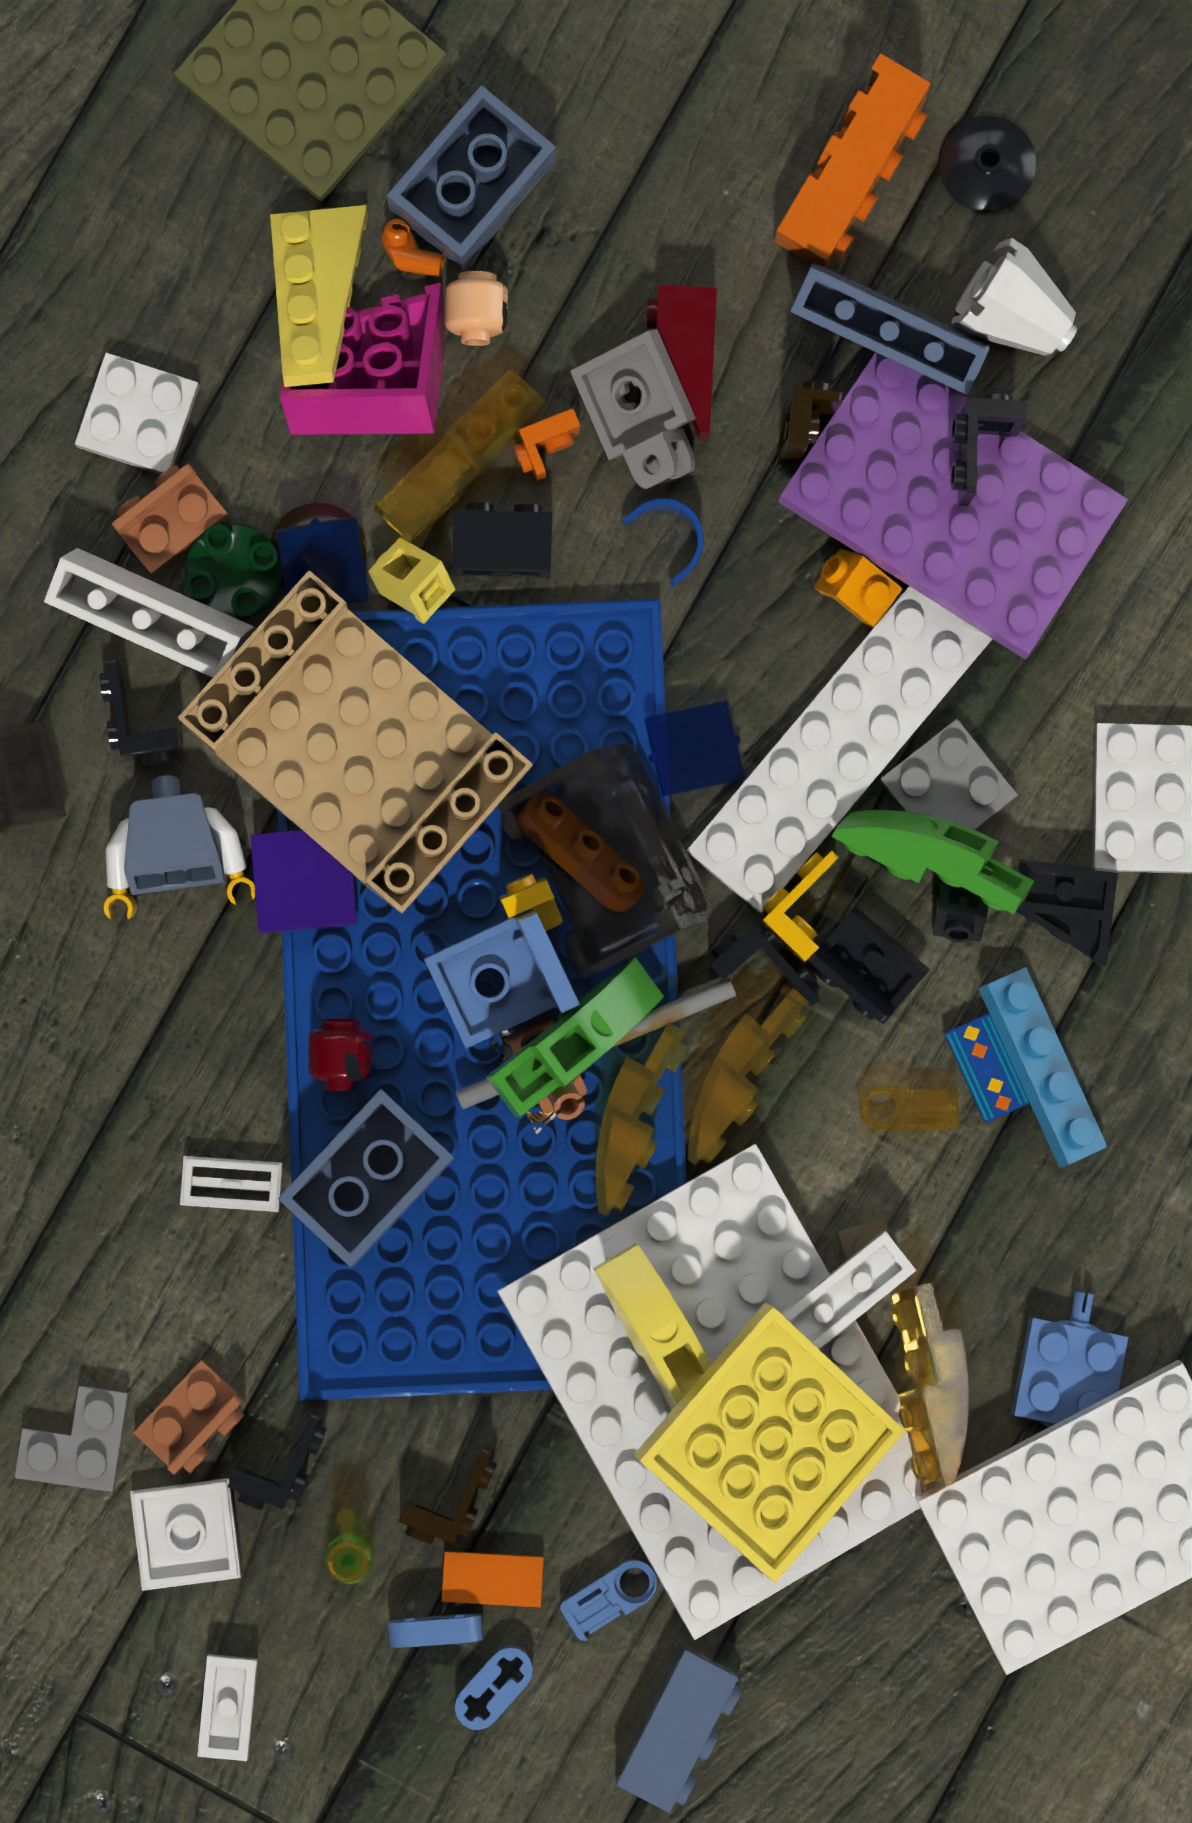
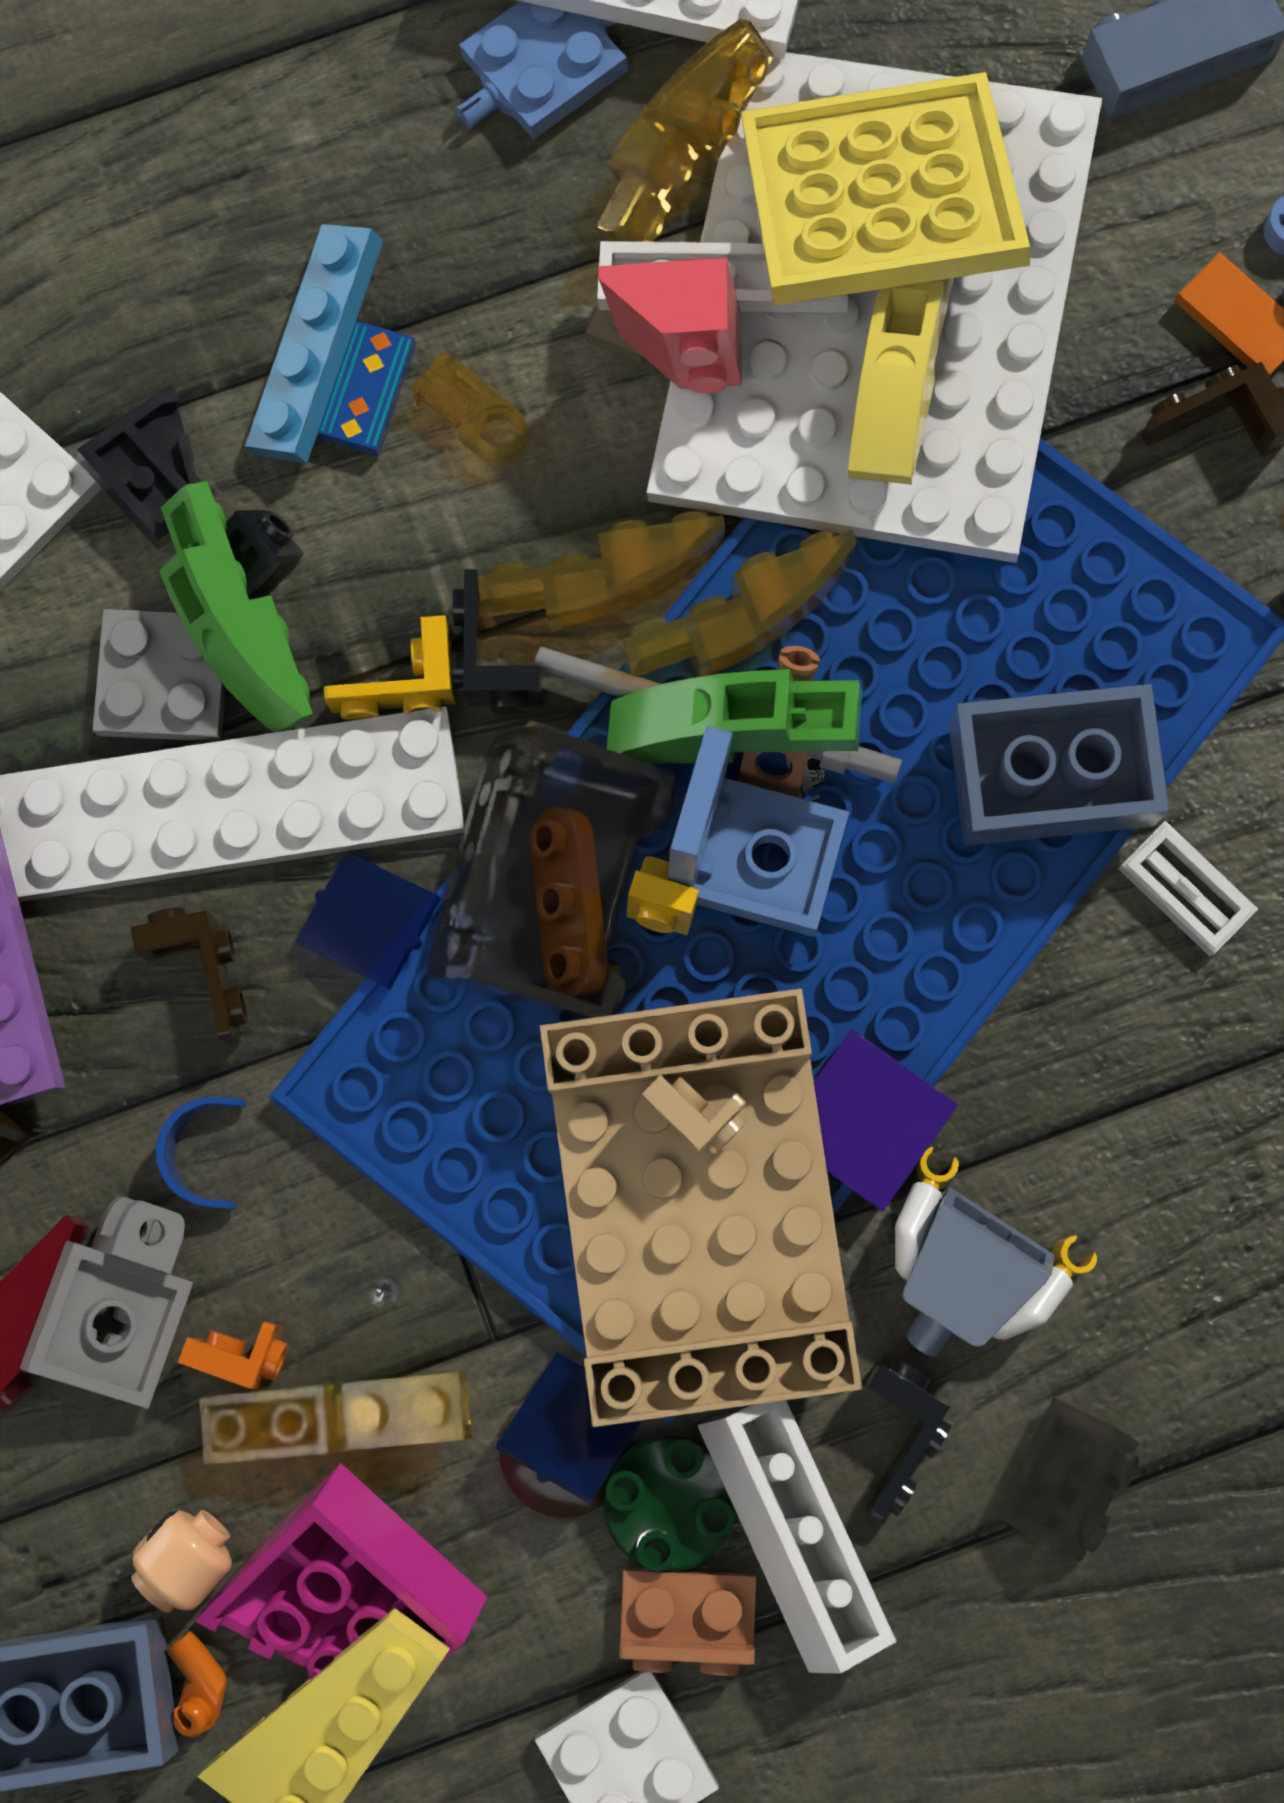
camera: 130 degrees left, 5 degrees down
(340, 1053) = (978, 912): dark red head -> none
(411, 786) = (682, 1109): none -> tan bracket
(412, 579) = (495, 1332): light yellow brick -> none
(502, 541) = (370, 1291): black brick -> none
(603, 1599) = (1152, 213): medium blue piece -> none
(798, 644) = (175, 932): none -> dark brown bracket
(814, 1253) = (679, 319): none -> coral slope
(858, 586) = (67, 941): light orange bracket -> none
(868, 966) = (390, 568): black bracket -> none

